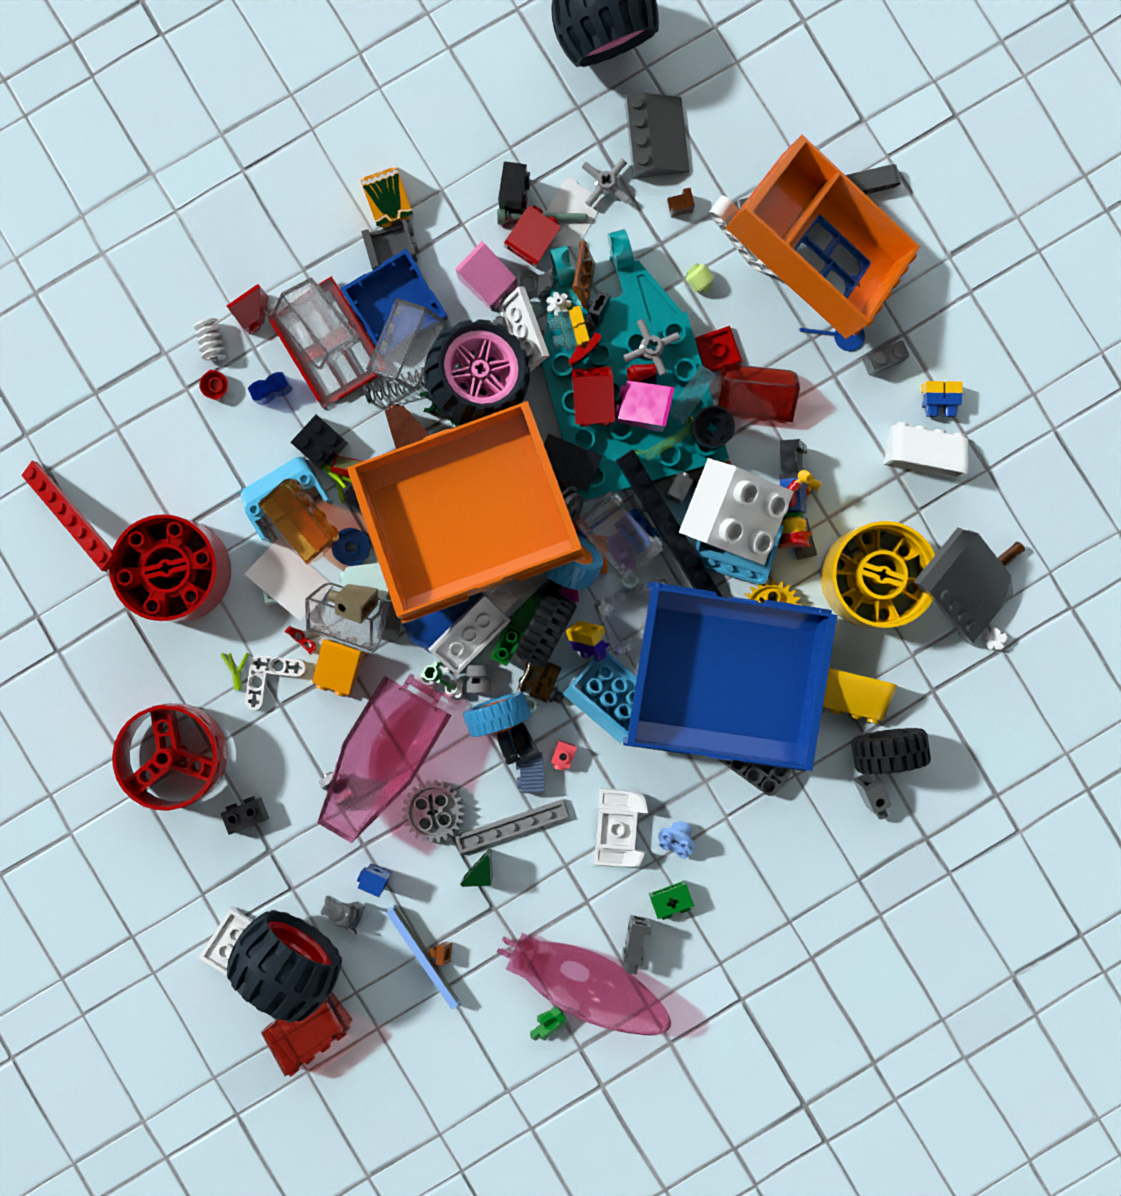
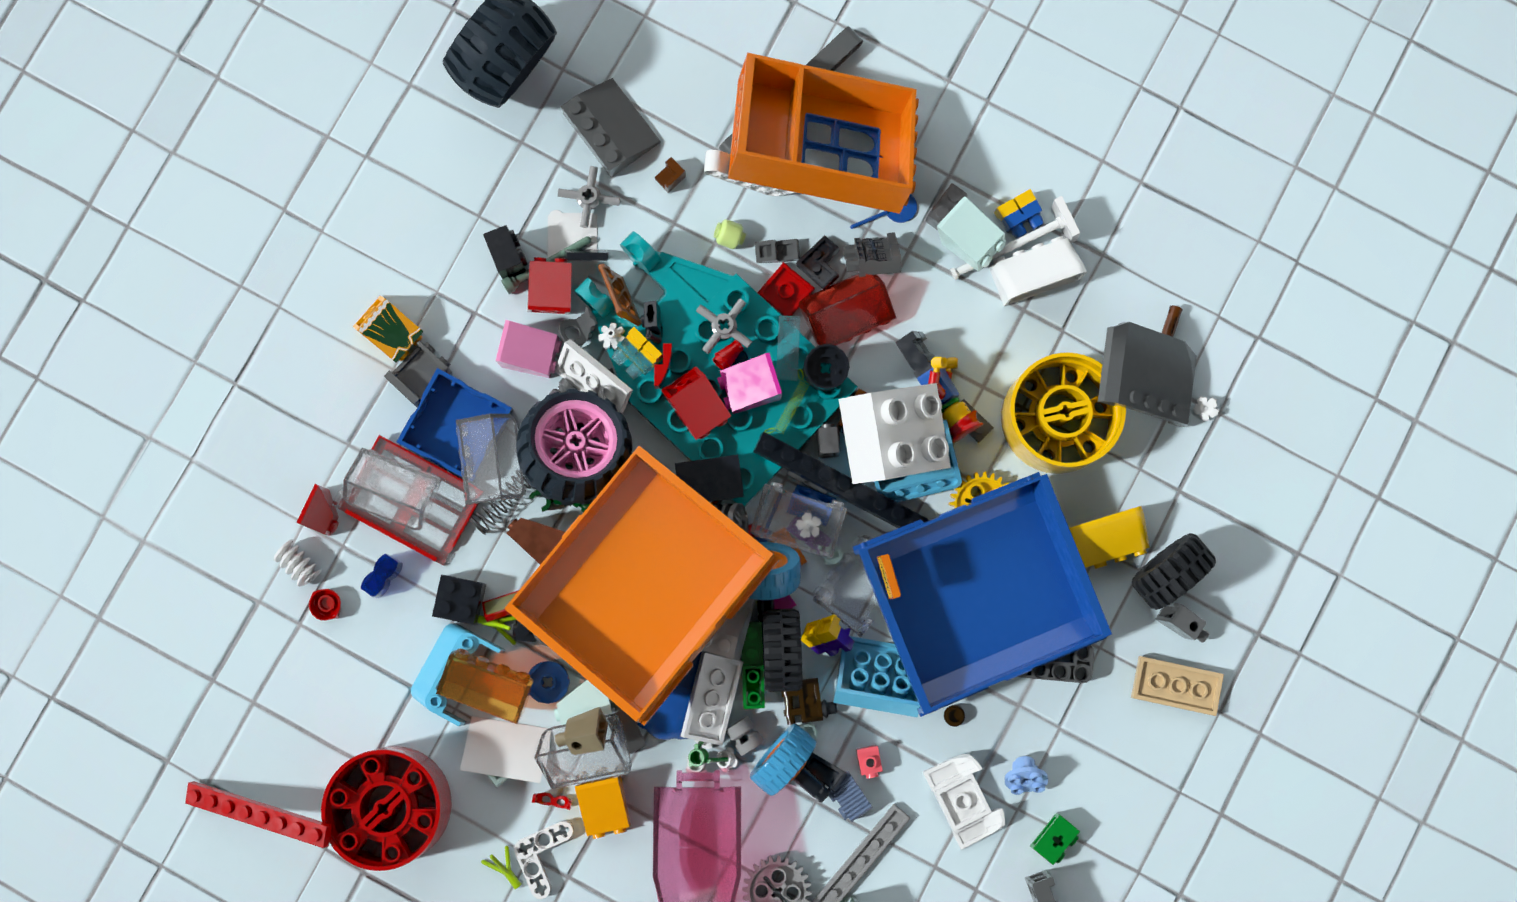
camera: 30 degrees left, 5 degrees down
(577, 228) = (585, 255): none -> black tile
(625, 545) = (809, 525): none -> white plant
(650, 759) = (954, 715): none -> dark brown plate
(663, 621) = (889, 576): none -> orange tile
(729, 314) = (777, 251): none -> dark grey slope
(754, 342) = (815, 263): none -> black tile
(804, 362) = (873, 256): none -> dark grey hips
(838, 840) = (1177, 686): none -> tan plate
(892, 390) = (971, 234): none -> light aqua slope
(973, 423) = (1063, 221): none -> white tile

